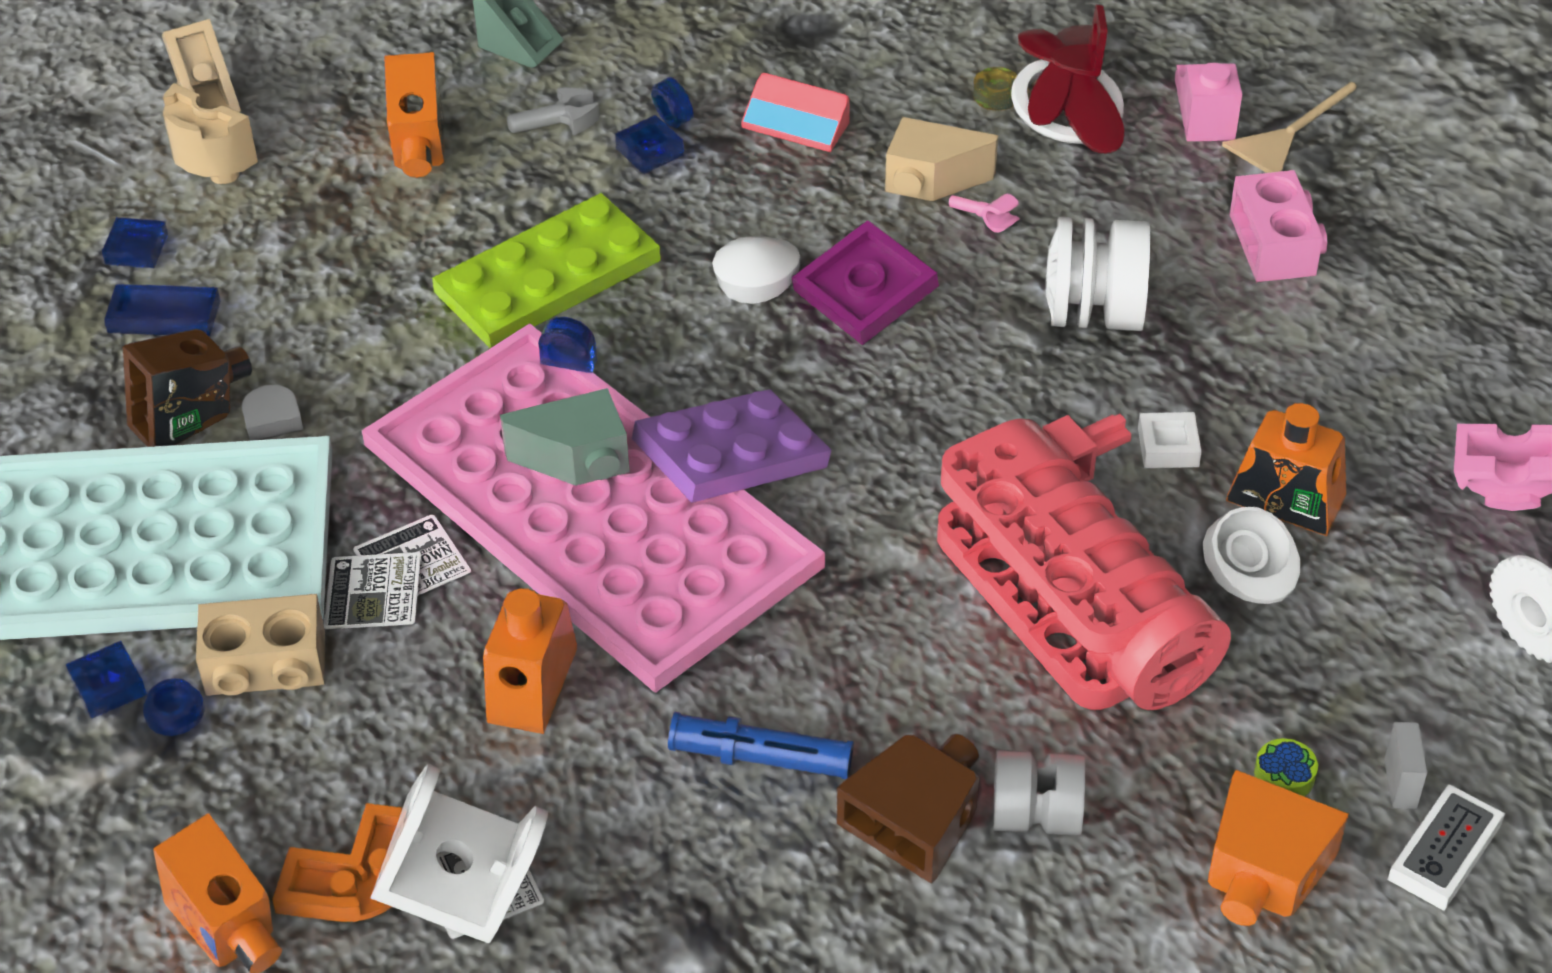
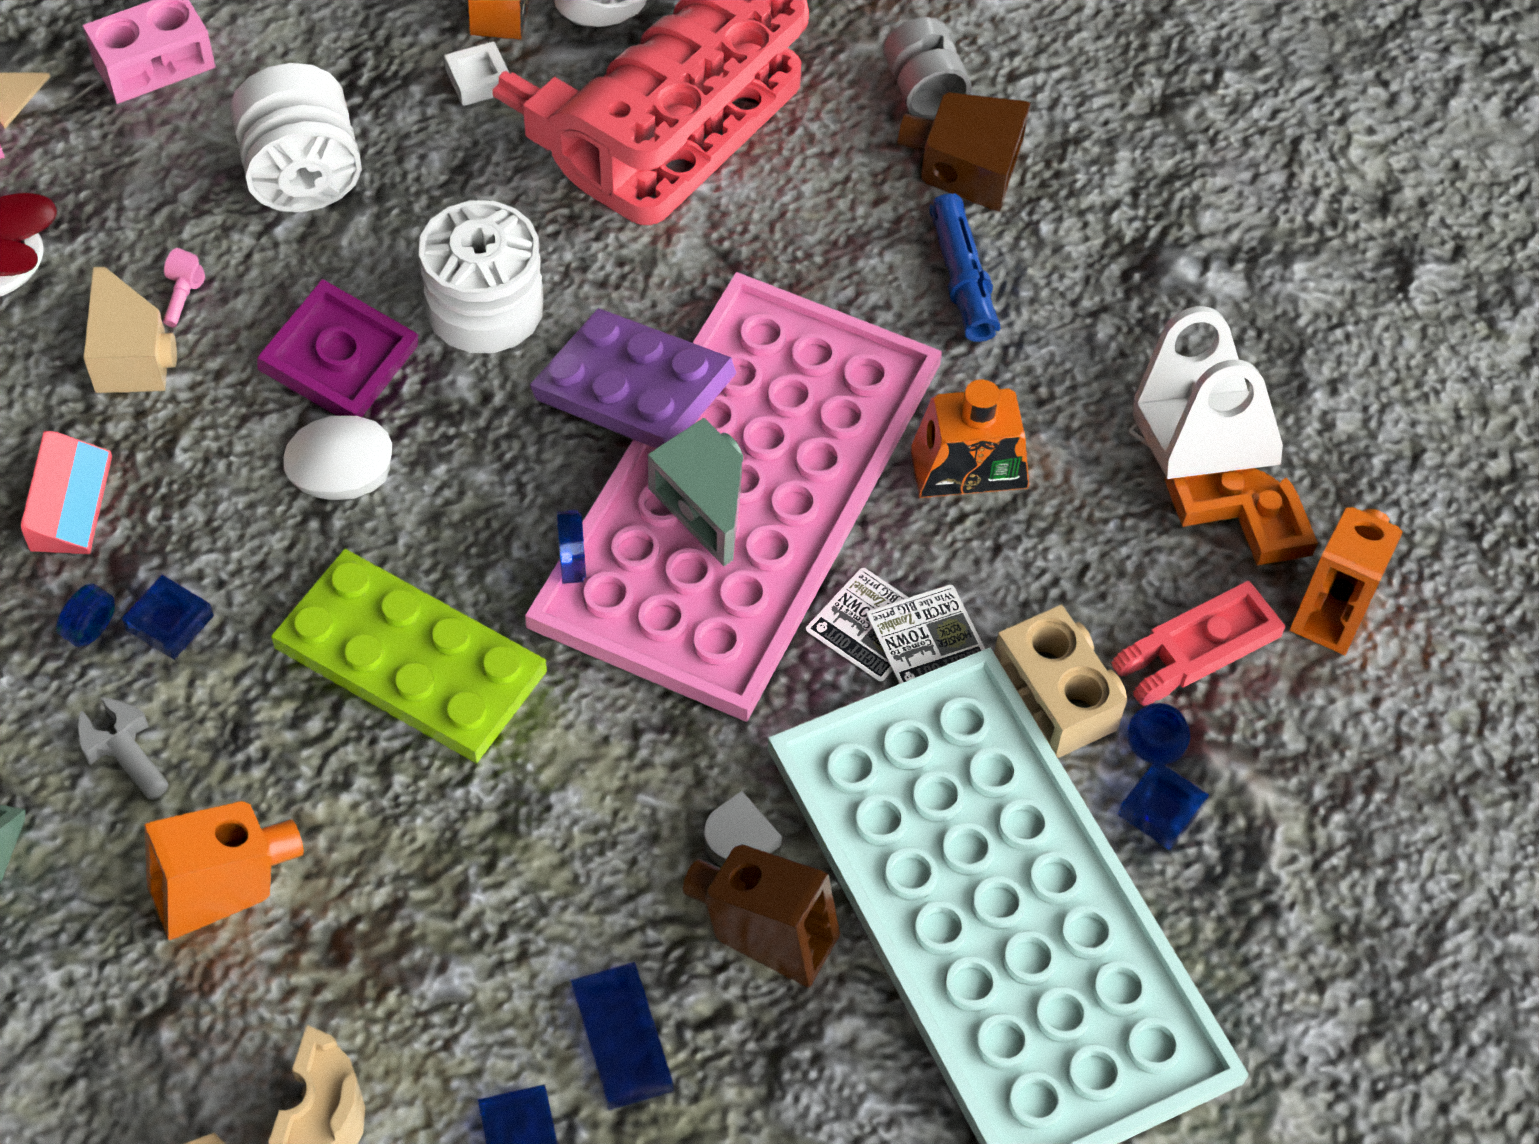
camera: 115 degrees left, 10 degrees up
(238, 774) = (1201, 641): none -> coral hinge
(888, 365) = (481, 276): none -> white wheel

